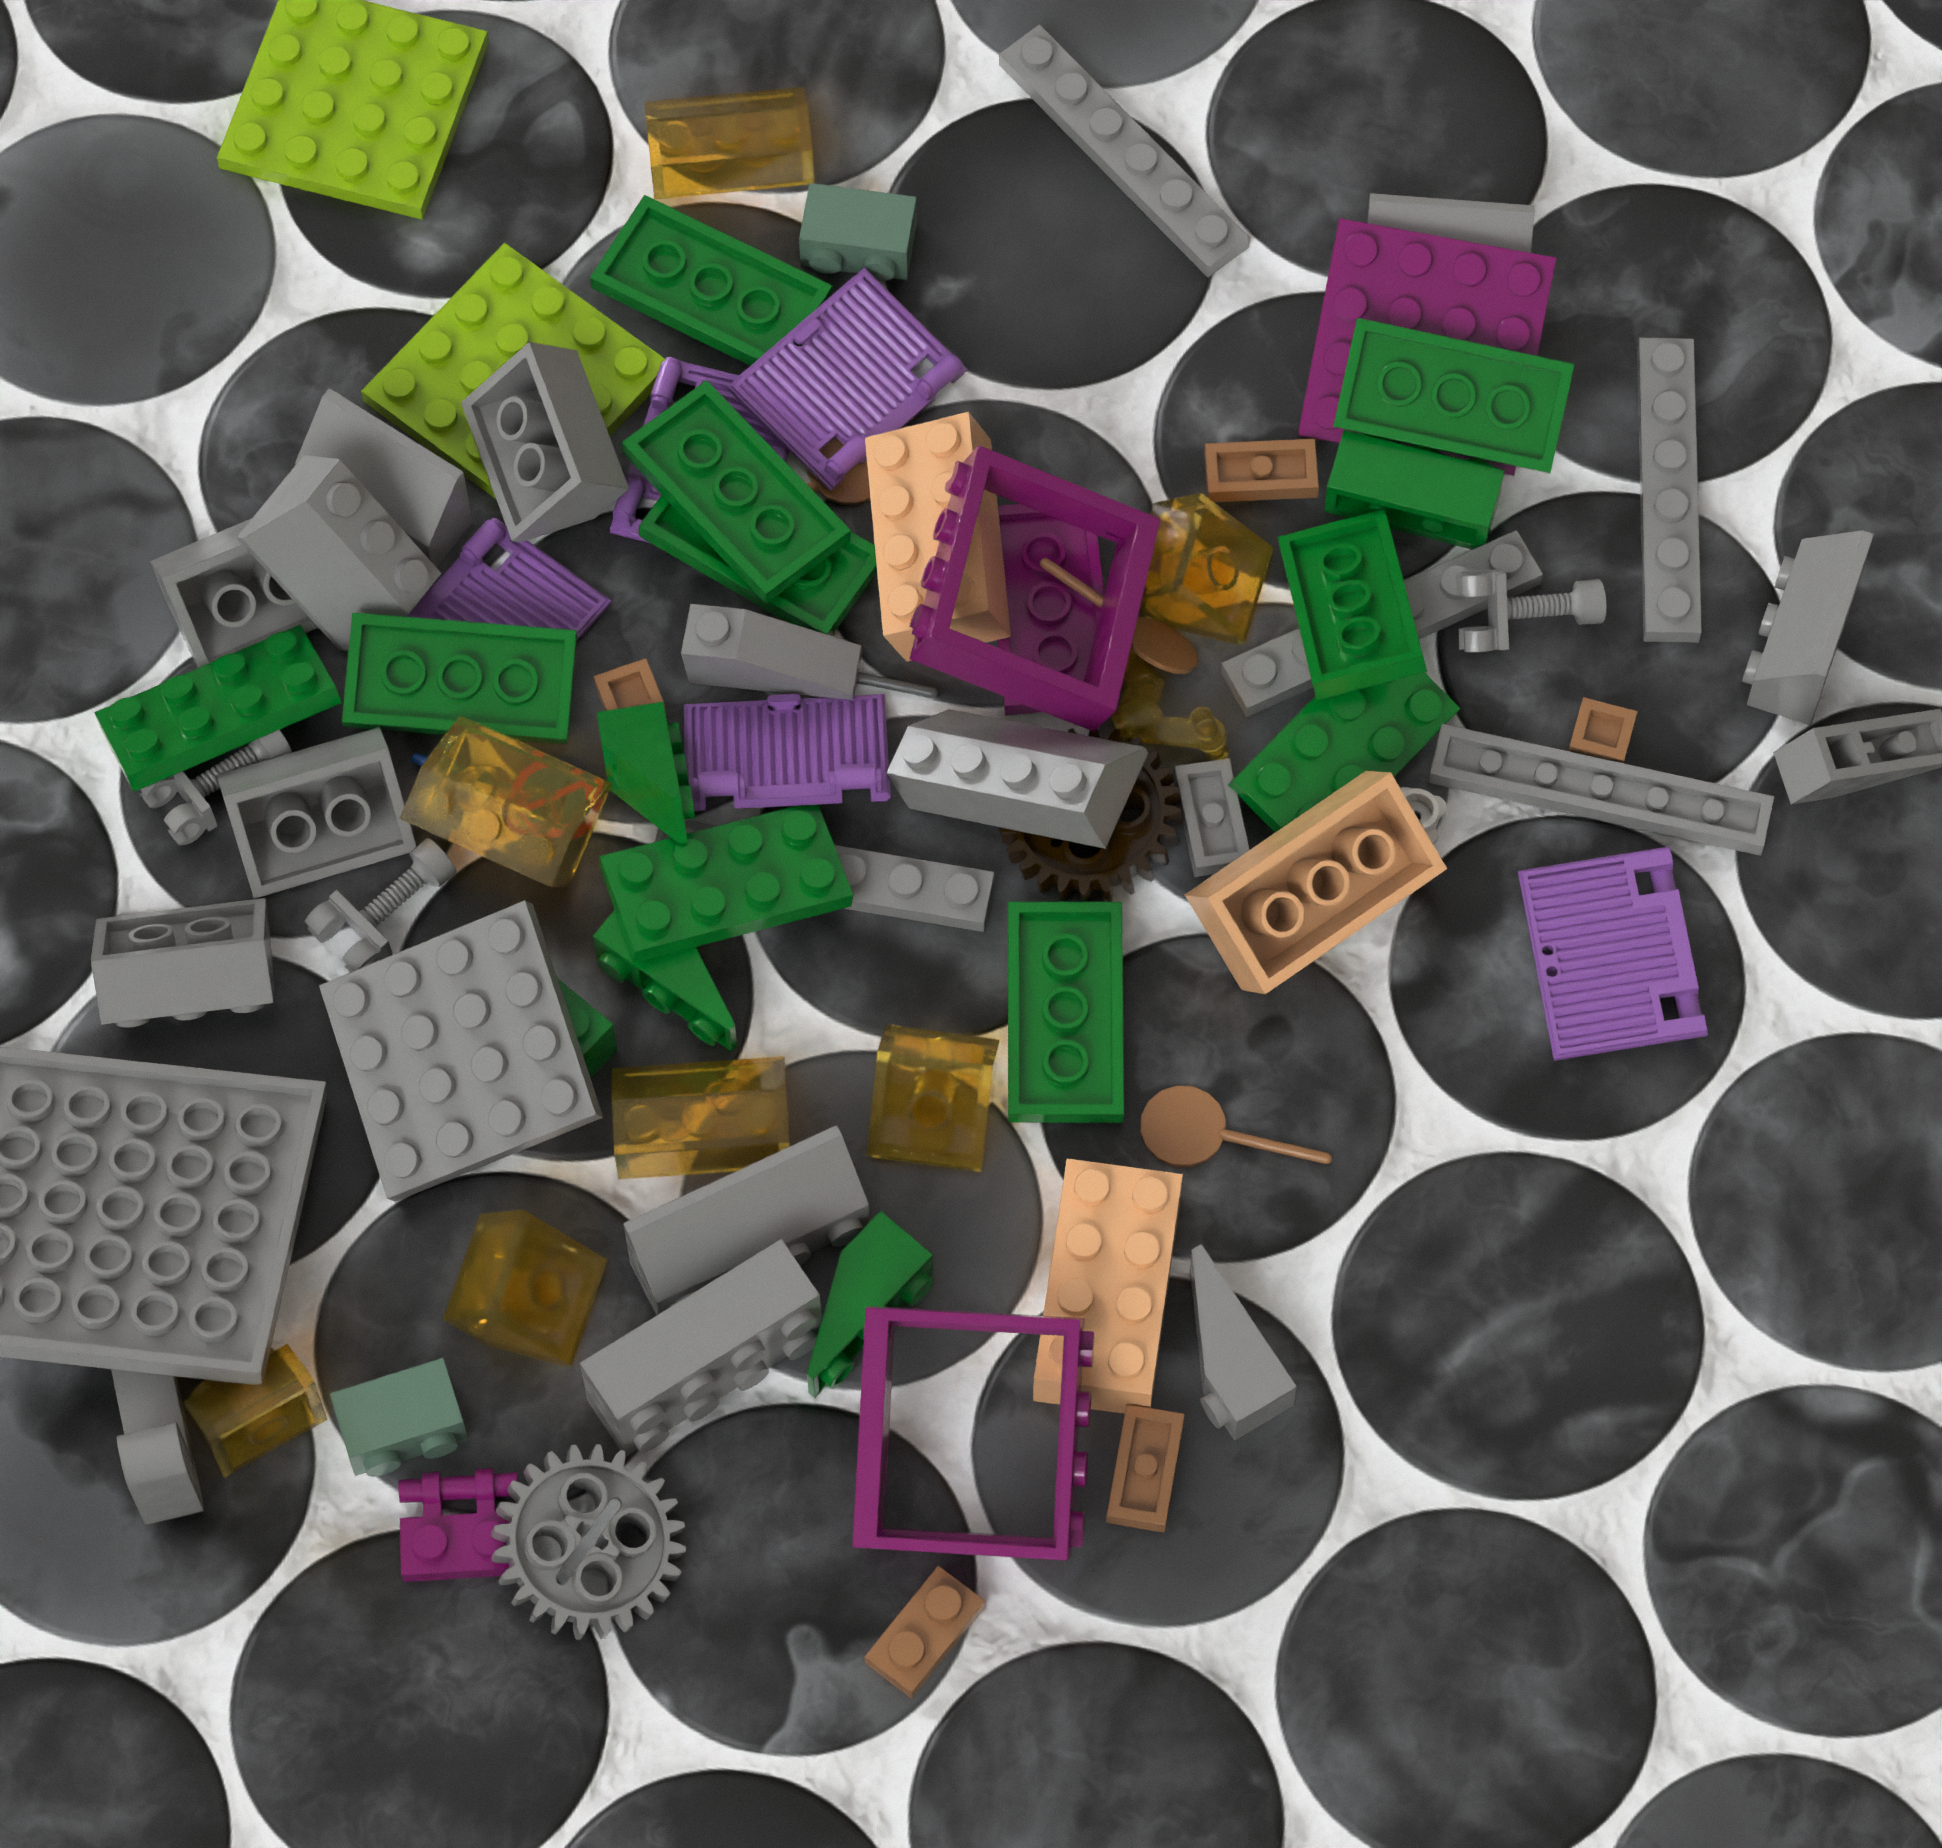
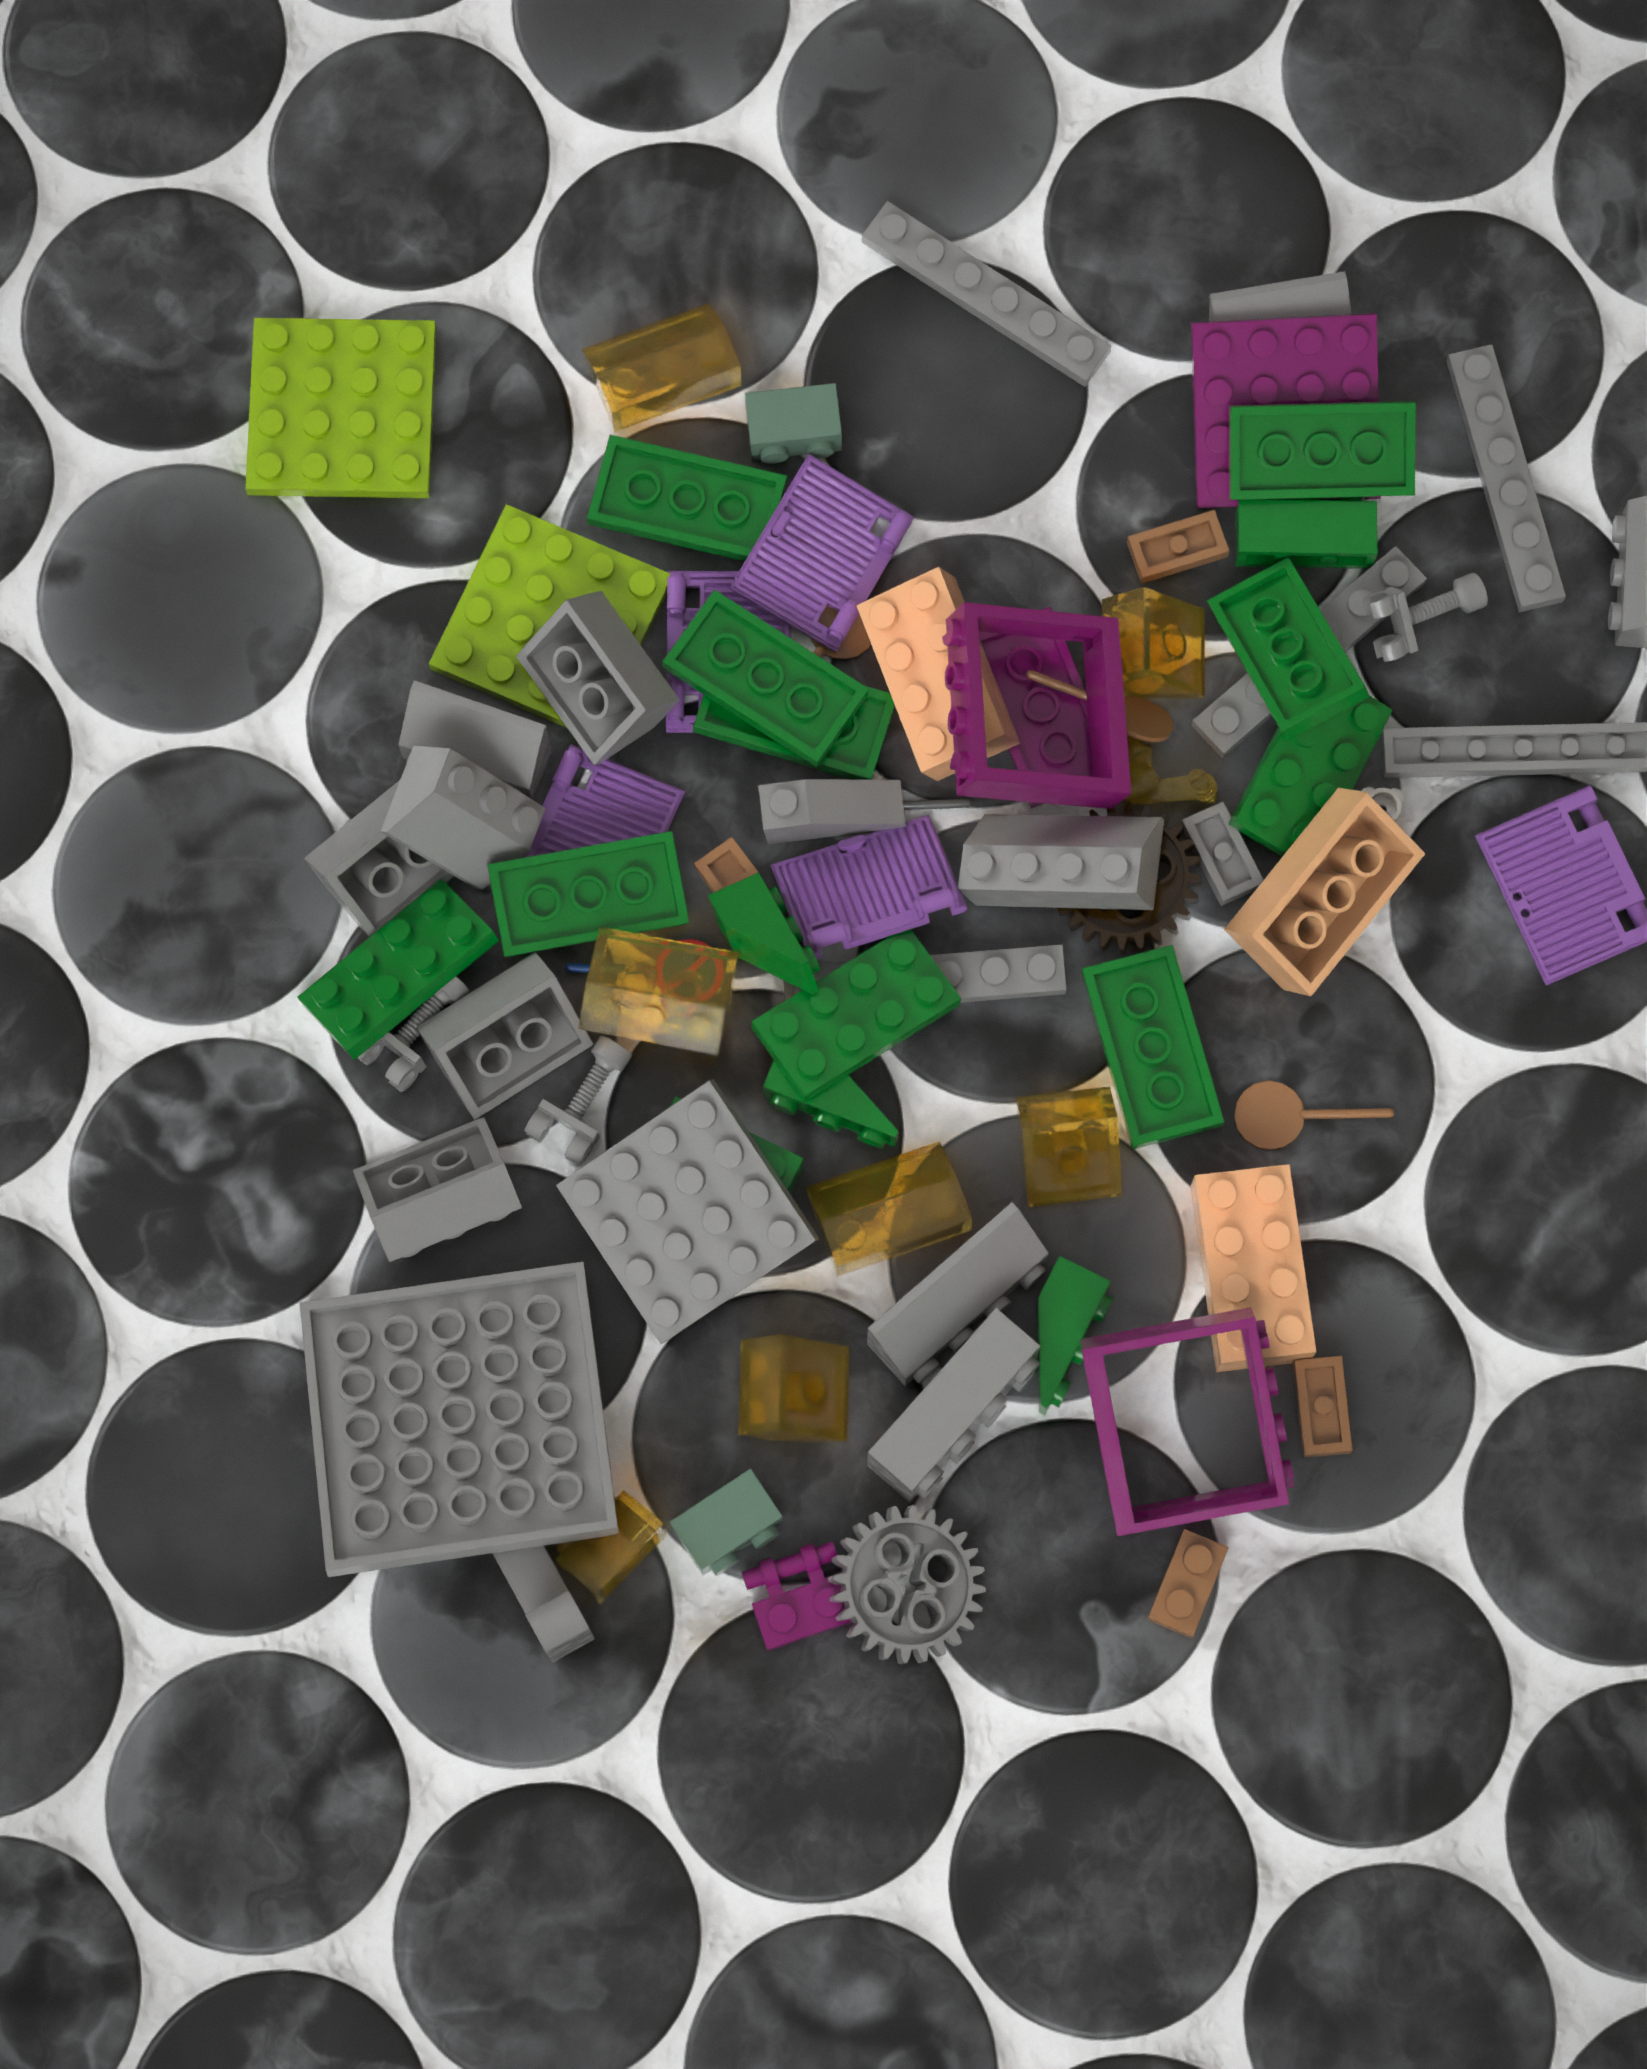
camera: 15 degrees left, 10 degrees up
(1238, 1368) = (1368, 1302): light grey slope -> none
(1603, 730) = (1510, 701): medium nougat plate -> none

